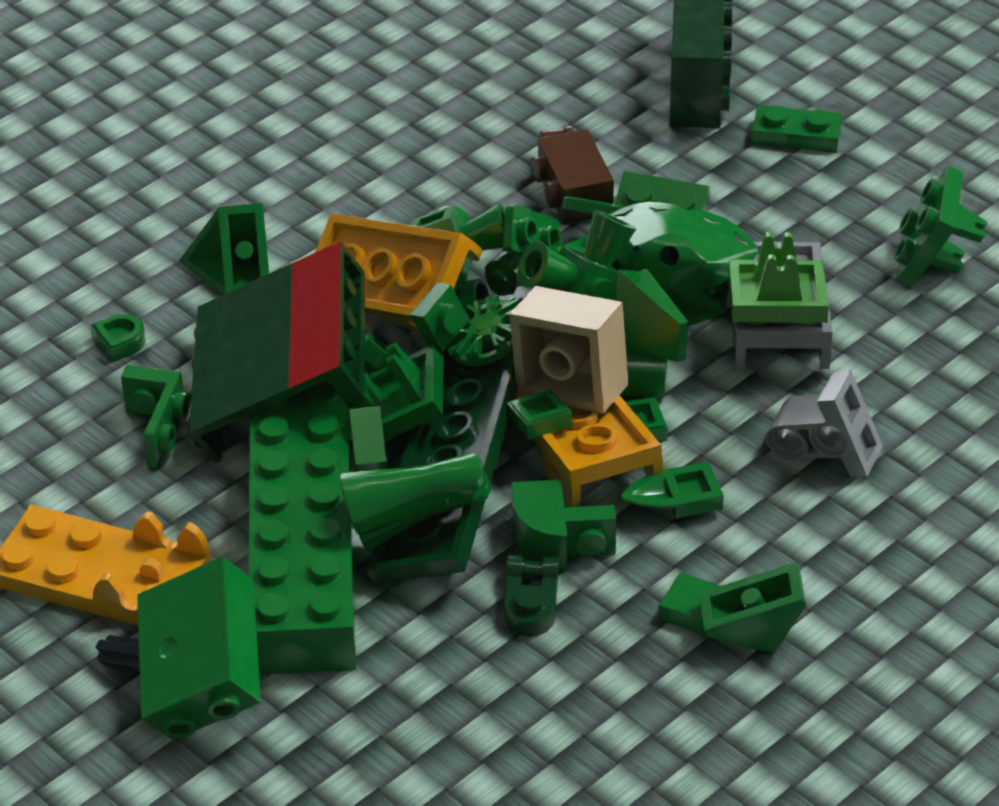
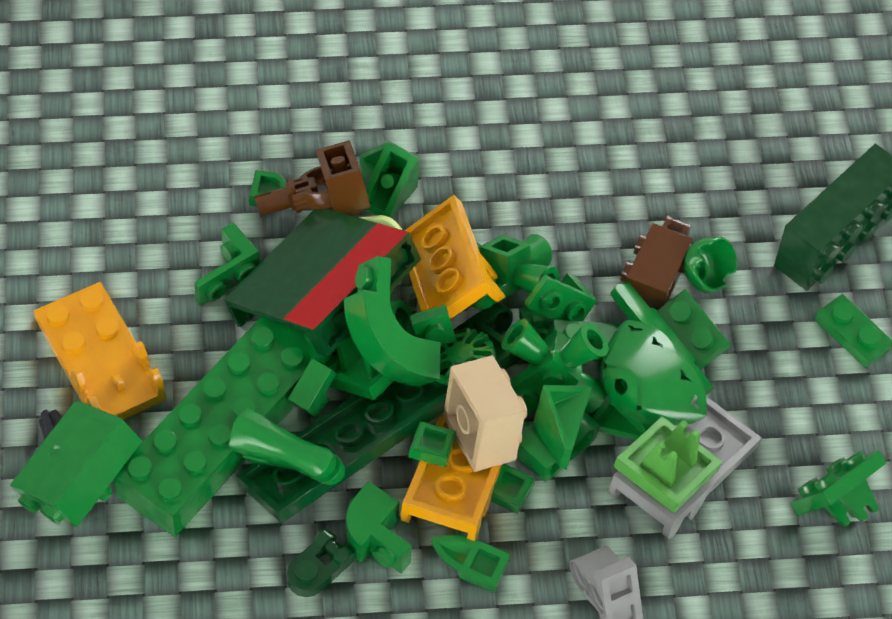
camera: 35 degrees right, 15 degrees up
(190, 274) = (332, 184): none -> reddish brown brick
(404, 334) = (380, 335): none -> green arch
(620, 143) = (710, 263): none -> green hair

